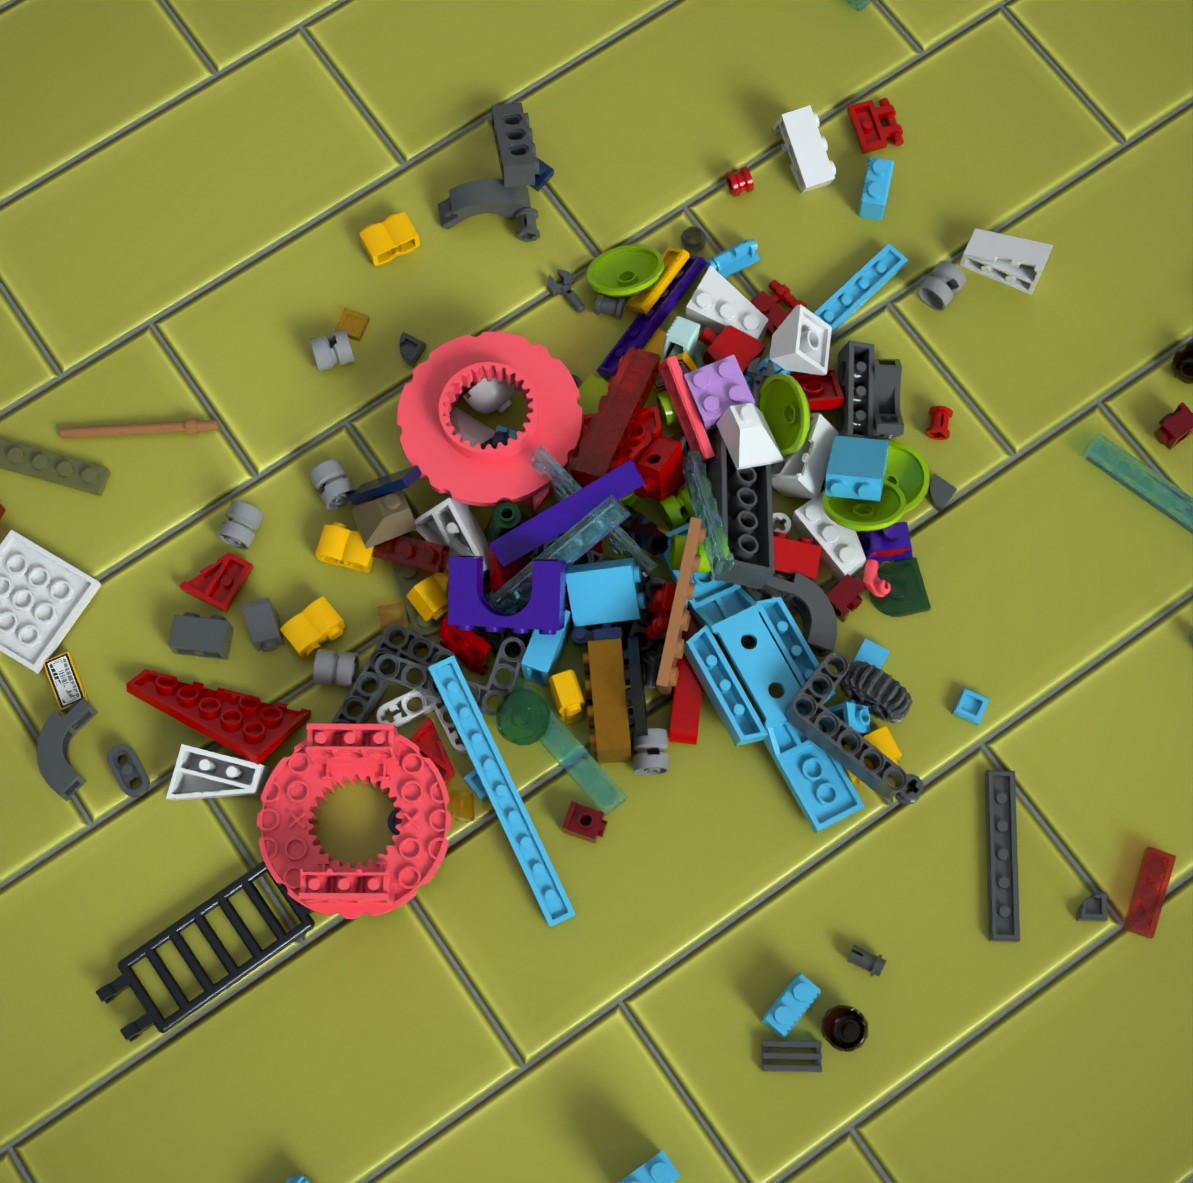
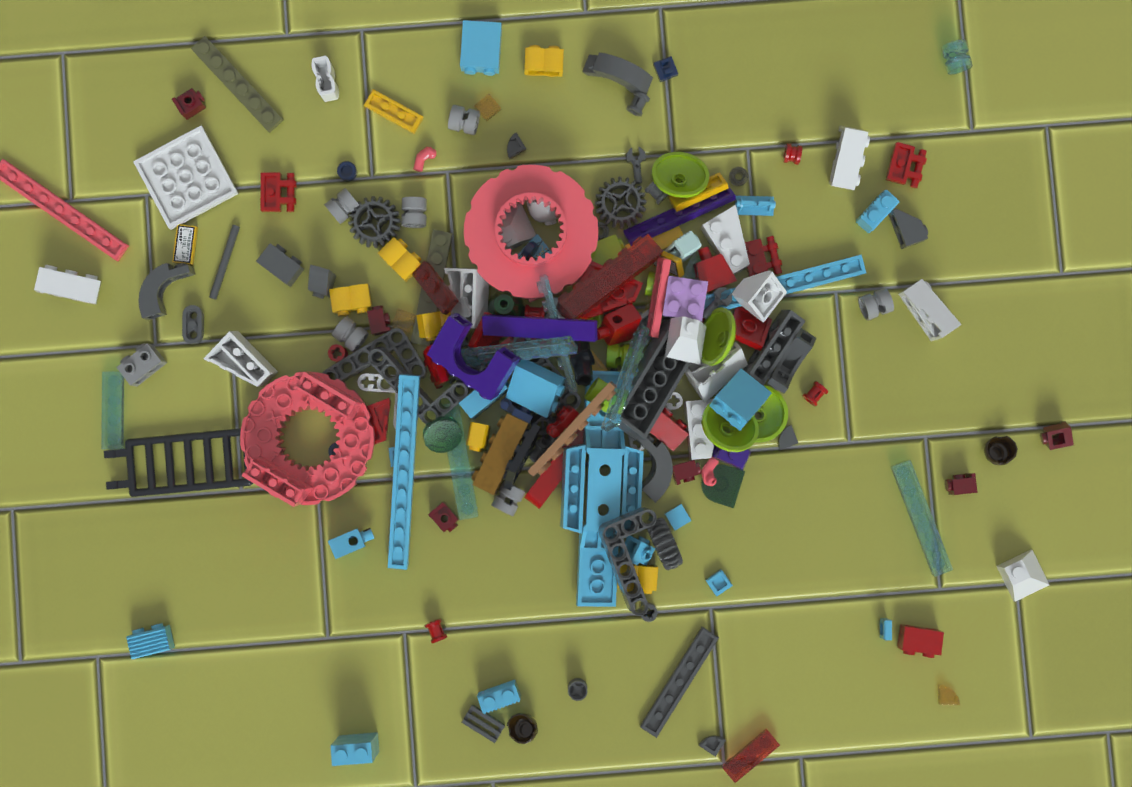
camera: 25 degrees right, 15 degrees up
(79, 936) = (112, 411): none -> clear light blue plate
(87, 856) = (141, 364): none -> light grey brick
(127, 674) = (224, 262): none -> dark grey bar
(137, 393) = (325, 78): none -> white brick
(142, 560) = (272, 190): none -> red plate
(190, 426) = (348, 118): medium nougat bar -> none
(219, 582) = (311, 235): red wing -> none
(222, 486) = (347, 171): none -> dark blue tile
(223, 715) = (267, 325): red wing -> none
(240, 389) = (393, 111): none -> yellow tile
(301, 506) = (368, 206): none -> dark grey gear
(305, 419) = (423, 155): none -> coral arm
(306, 262) = (481, 47): none -> medium azure brick
(326, 698) = (336, 347): none -> red bush
(362, 633) = (379, 320): none -> dark red brick
(383, 518) = (430, 255): dark tan slope -> none
(385, 485) = (442, 237): dark blue tile -> none
(462, 805) = (378, 464): clear yellow tile -> none
(477, 930) = (341, 547): none -> medium azure torso
(514, 145) = (659, 44): dark grey brick -> none
(595, 343) = (629, 188): none -> dark grey gear
(659, 971) = (436, 630): none -> red bush
(866, 960) = (561, 697): dark grey pin -> none
(887, 935) = (577, 692): none -> dark grey wheel
(922, 188) = (907, 228): none -> dark grey slope

